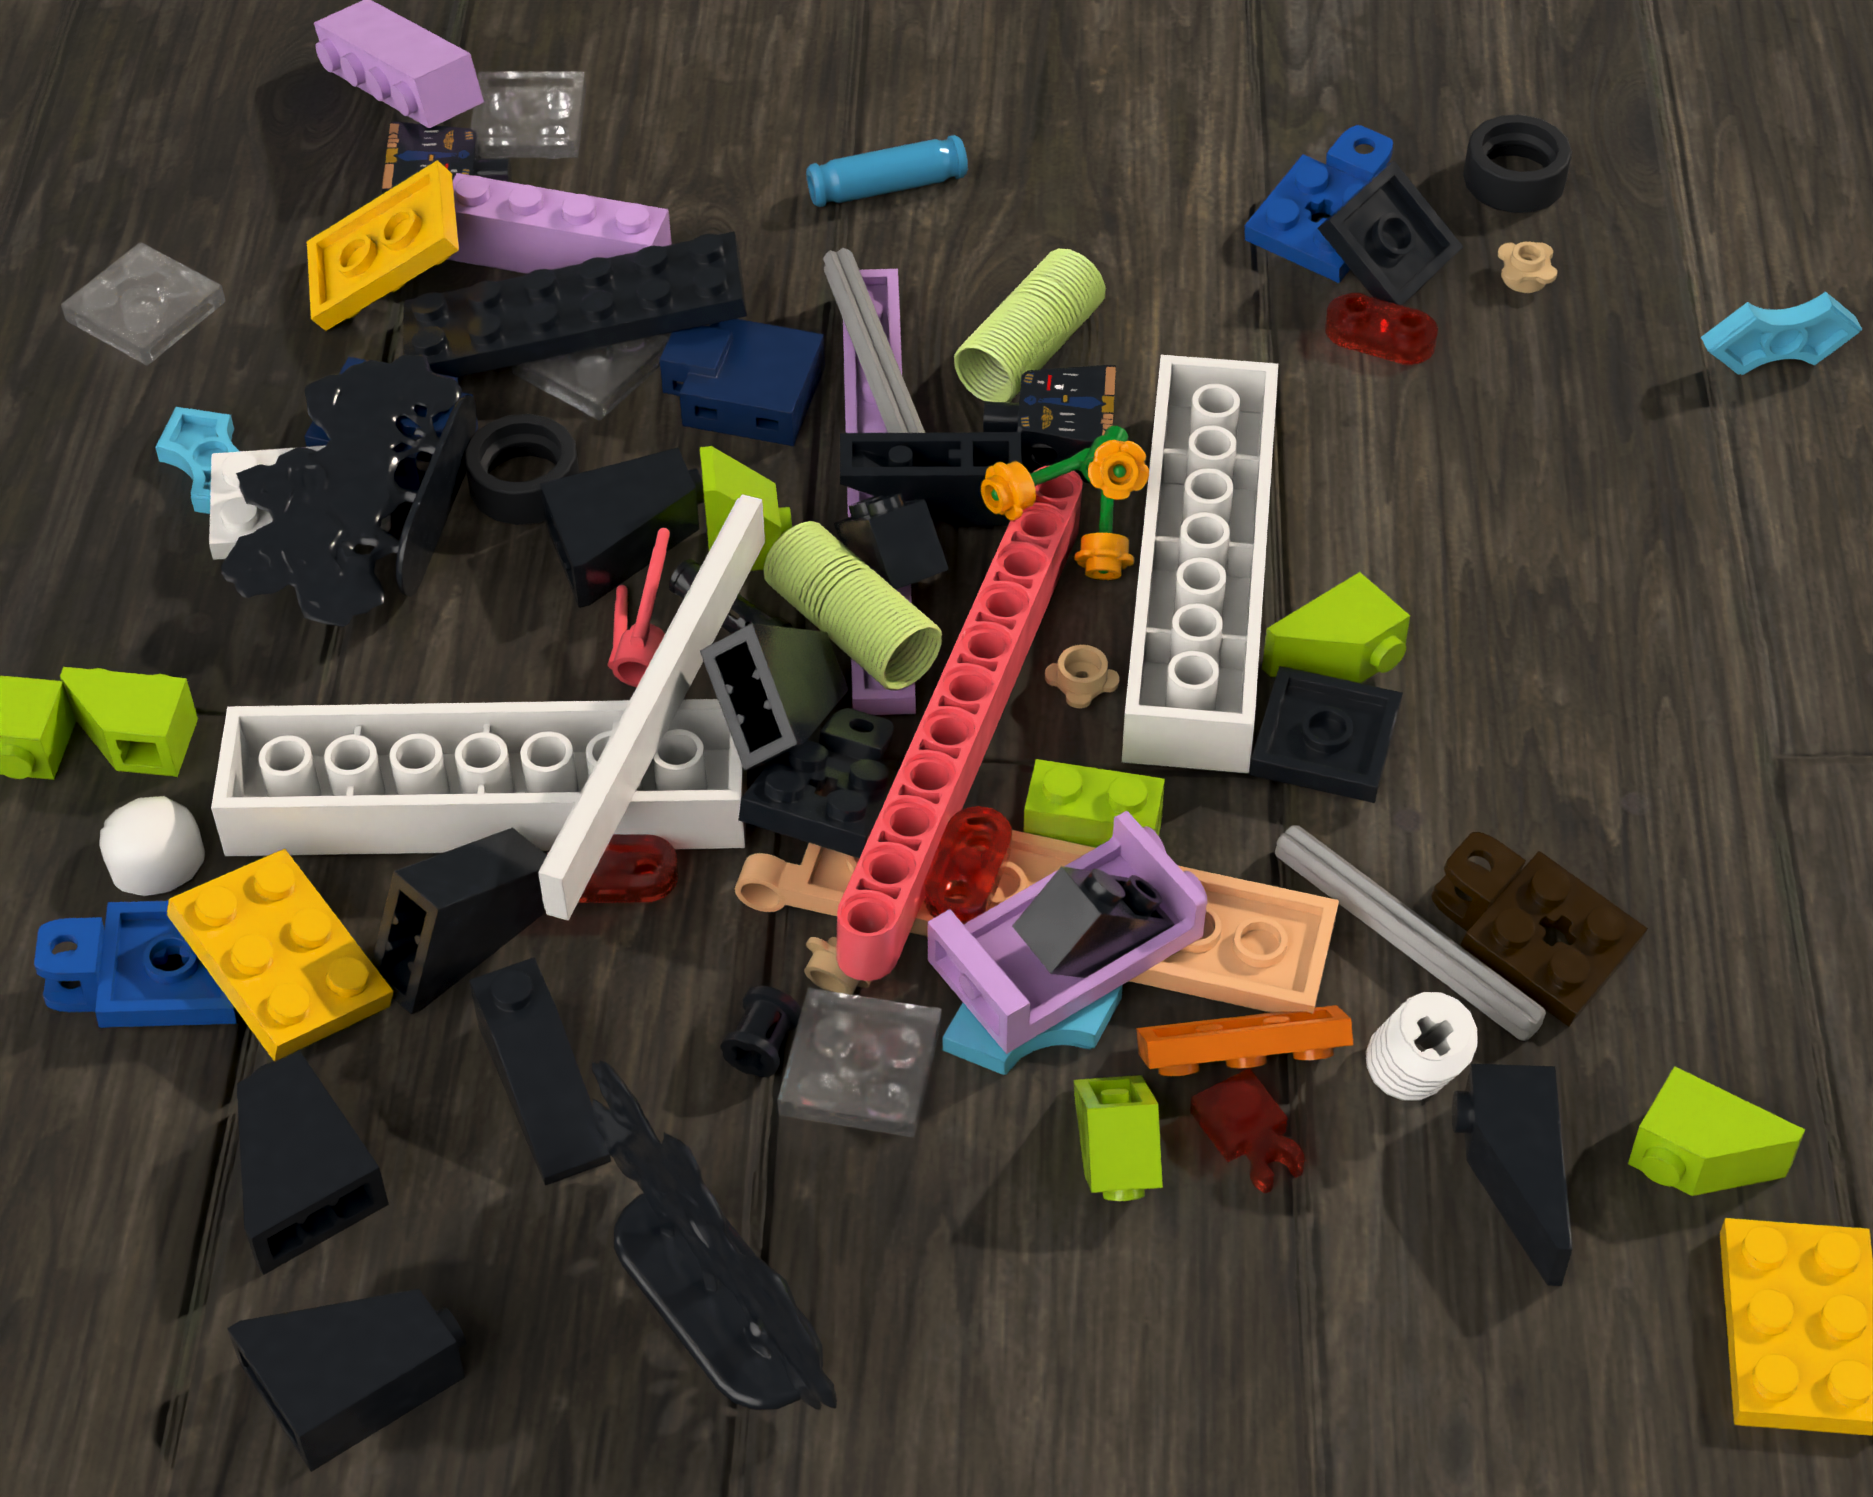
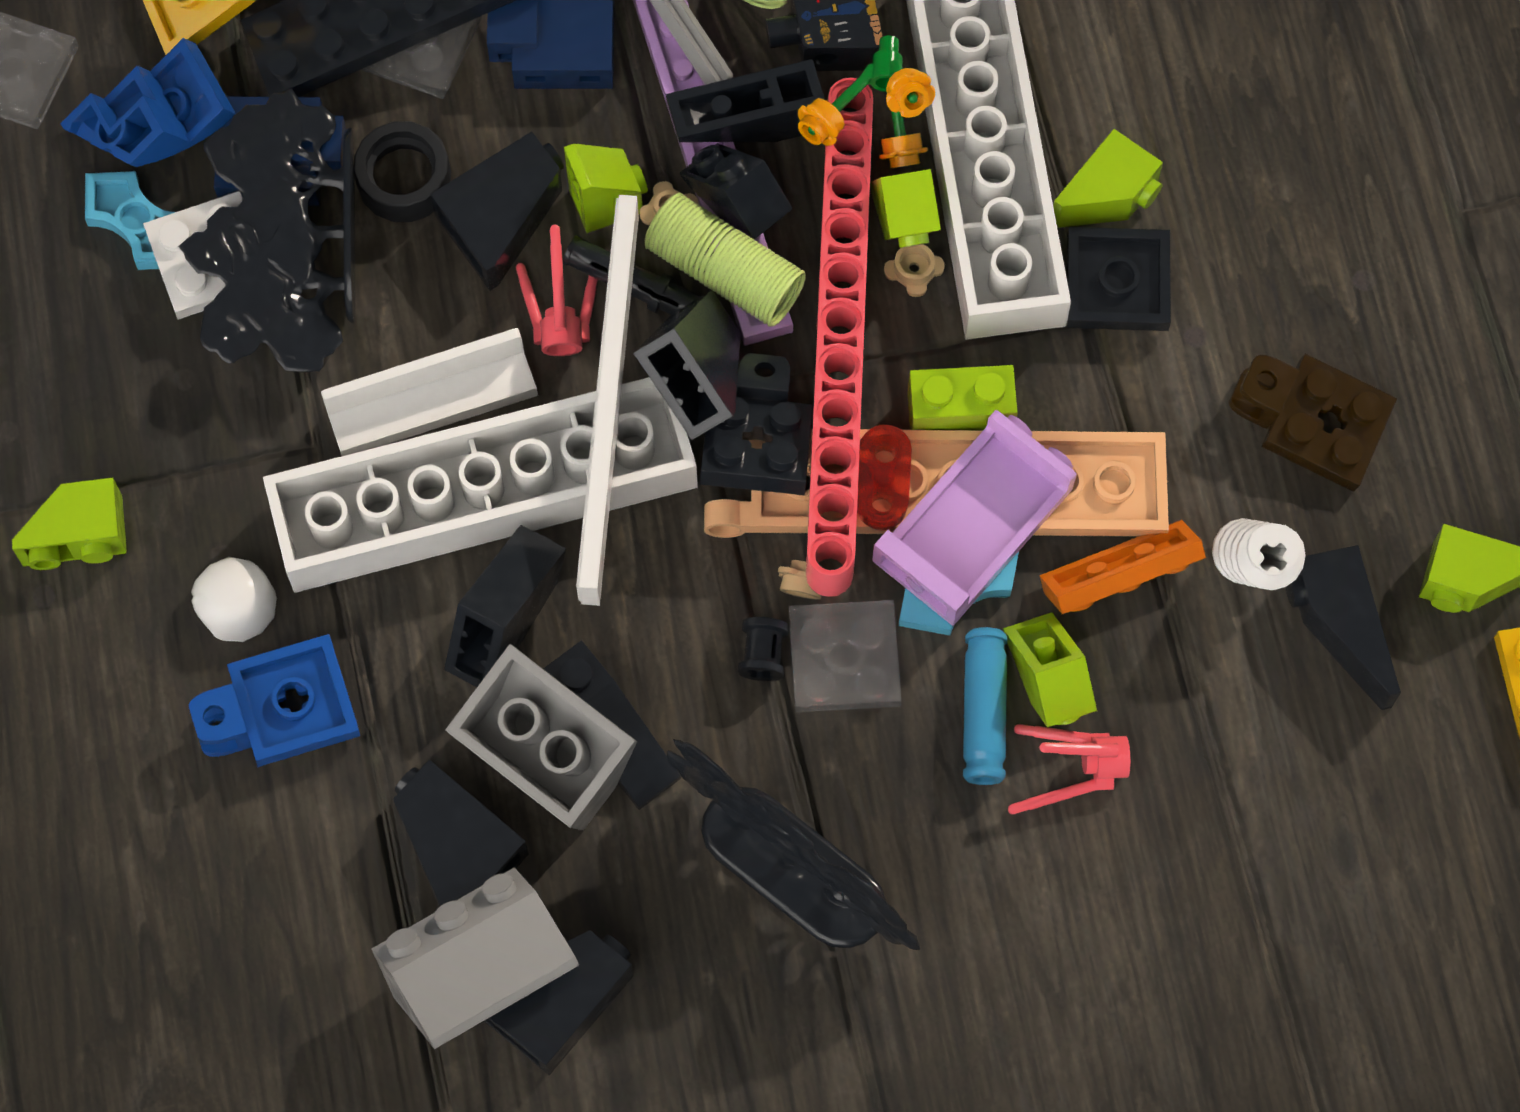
camera: 15 degrees left, 20 degrees up
(133, 718) = (174, 490): lime slope -> none
(254, 1274) = (474, 957): none -> light grey slope
(272, 359) = (155, 110): none -> blue slope
(279, 954) = (376, 674): yellow plate -> none
(448, 1057) = (543, 738): none -> light grey slope
(467, 667) = (429, 392): none -> white panel
(622, 863) = (617, 546): clear red plate -> none
(1020, 1159) = (985, 706): none -> dark azure axle
(1087, 595) = (906, 207): none -> lime slope
(1090, 920) = (994, 510): black slope -> none
(1156, 1249) = (1100, 753): none -> coral plant
(1246, 1120) = (1137, 632): clear red plate -> none
(1410, 933) = (1219, 441): light grey axle -> none

